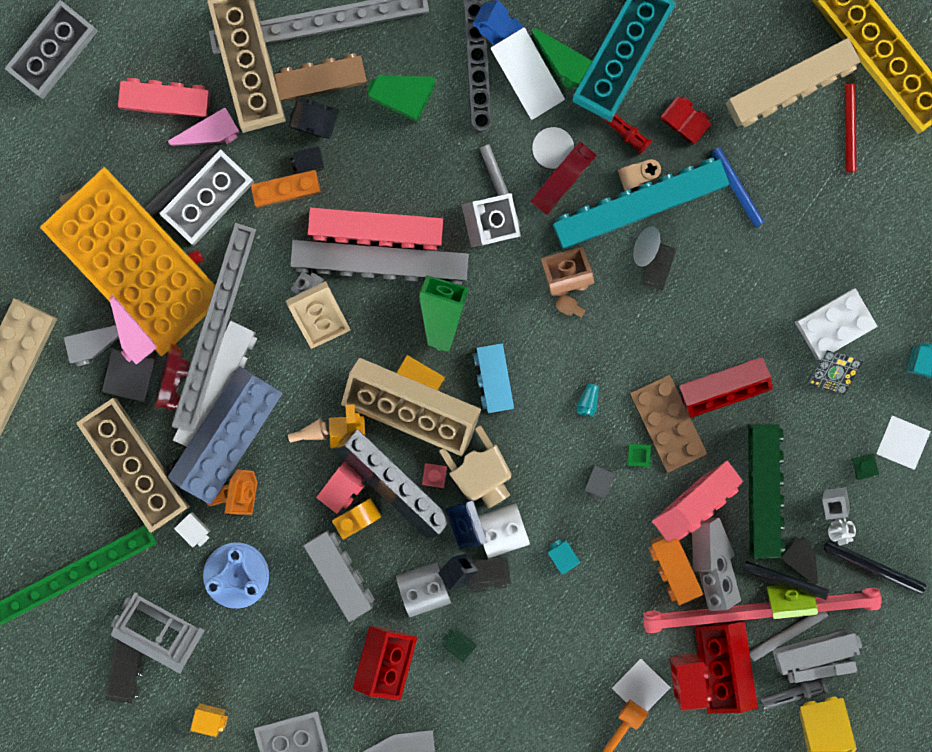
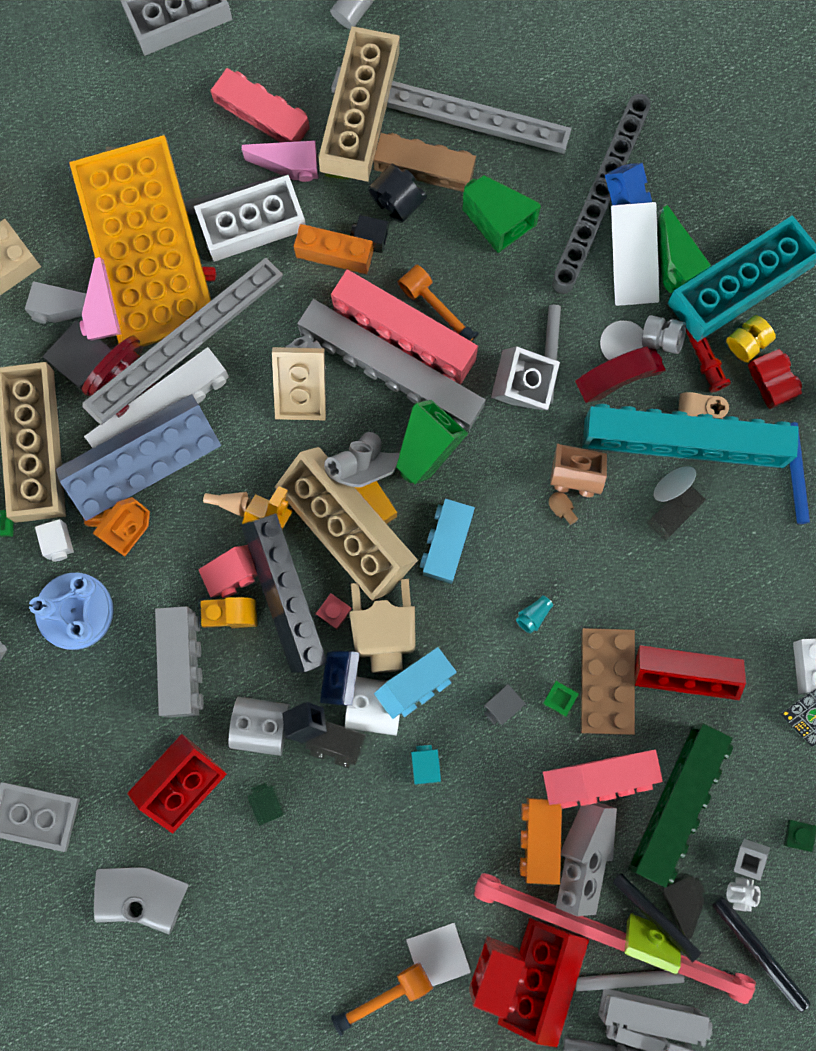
camera: 30 degrees right, 10 degrees down
(365, 184) = (416, 283): none -> orange piece
(402, 353) = (362, 462): none -> light grey panel
(526, 501) = (416, 684): none -> medium azure brick
(582, 129) = (664, 334): none -> light grey wheel
(651, 105) = (752, 337): none -> yellow wheel

